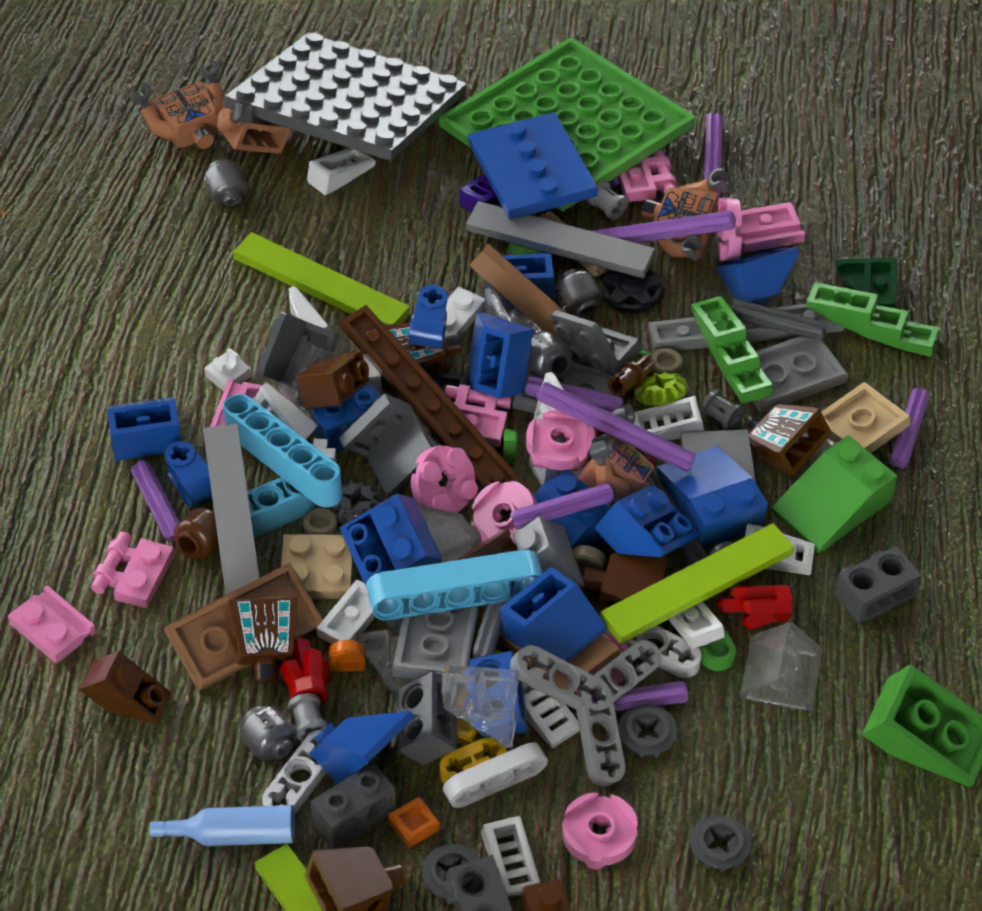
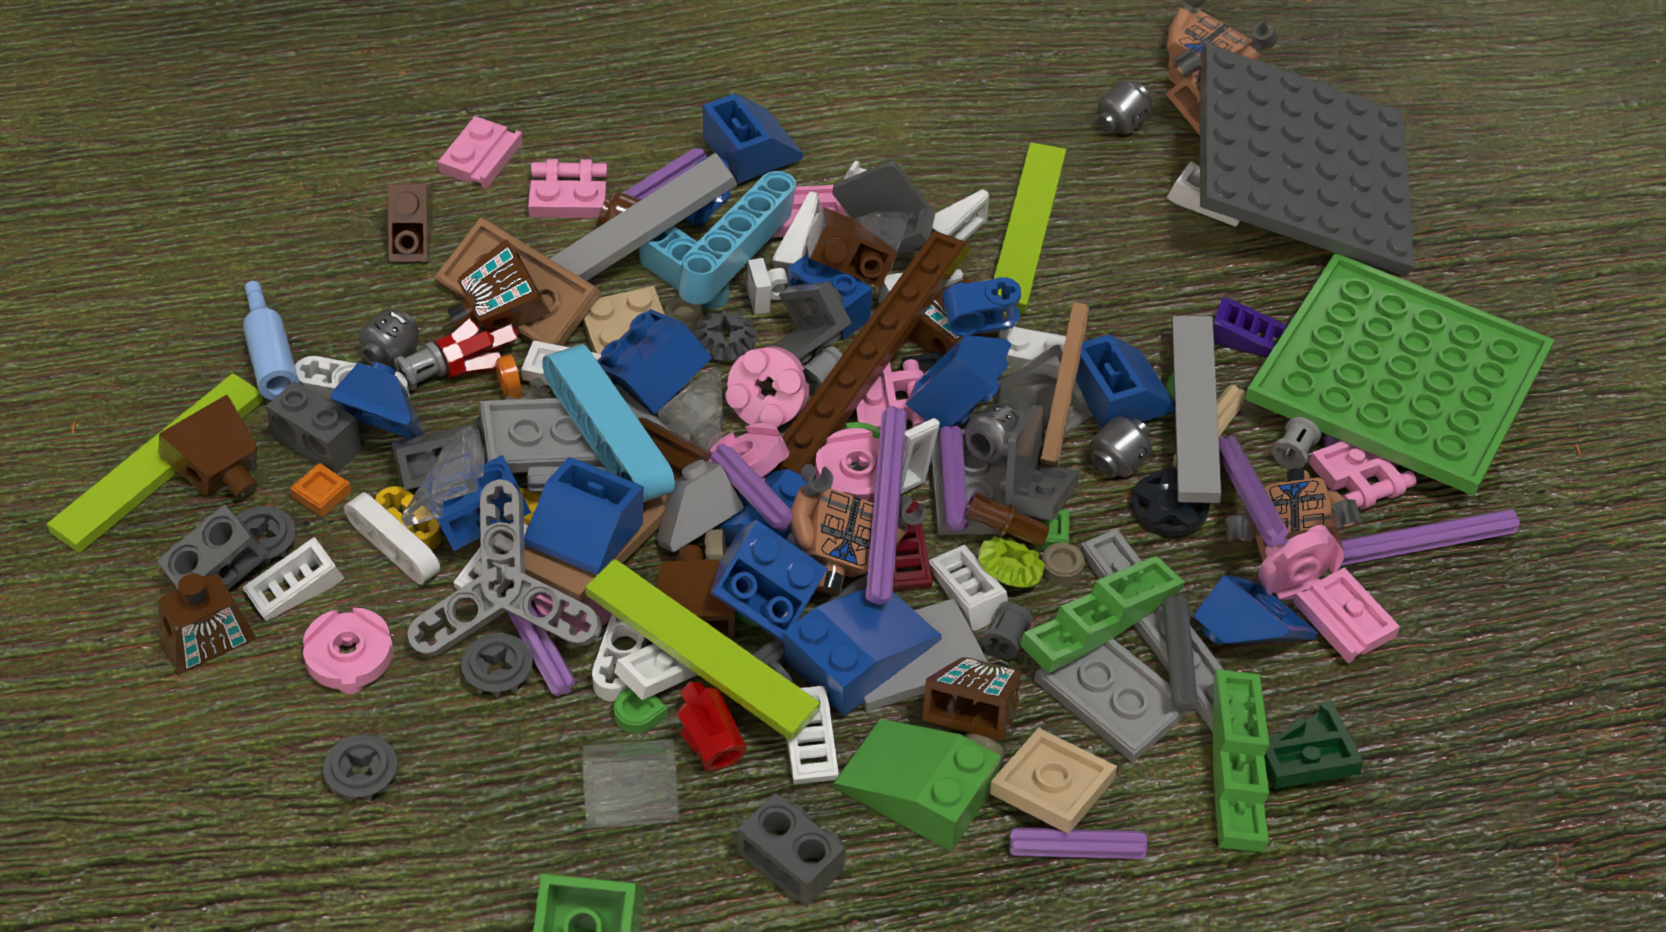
camera: 70 degrees right, 0 degrees up
(532, 165) = (1291, 346): blue plate -> none

